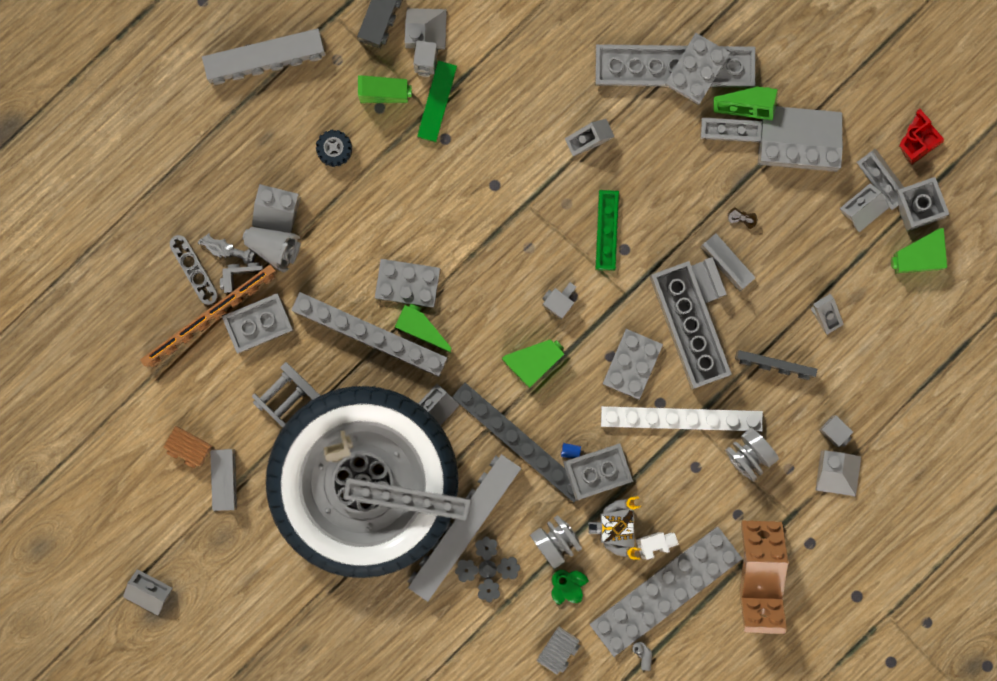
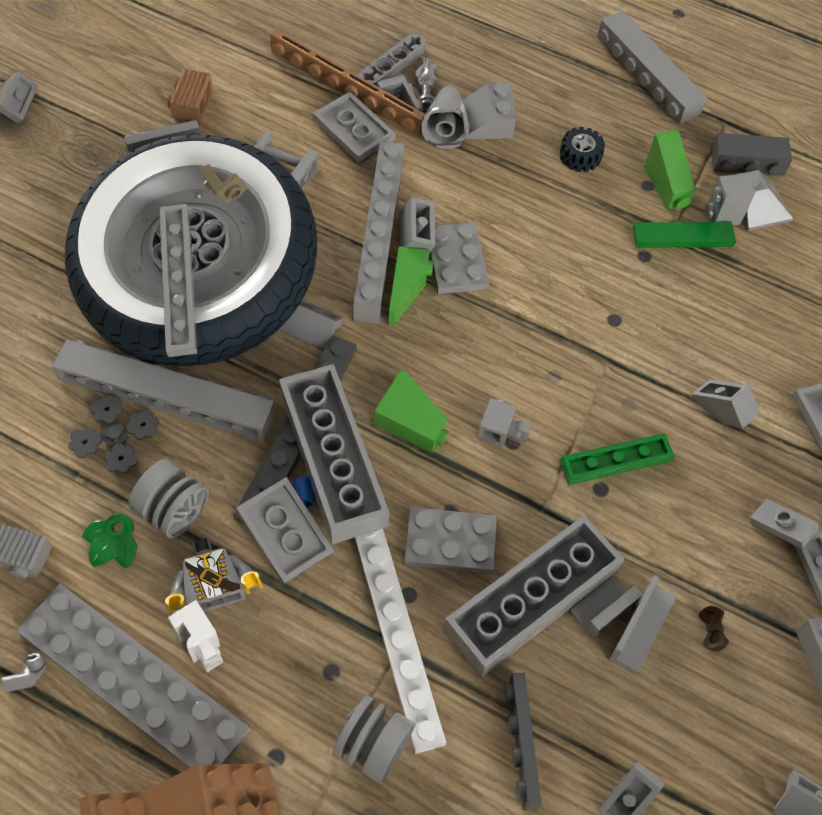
camera: 70 degrees right, 25 degrees down
(380, 307) = (417, 224): none -> light grey brick
(557, 425) = (334, 454): none -> light grey brick
(689, 140) = (784, 523): none -> light grey plate

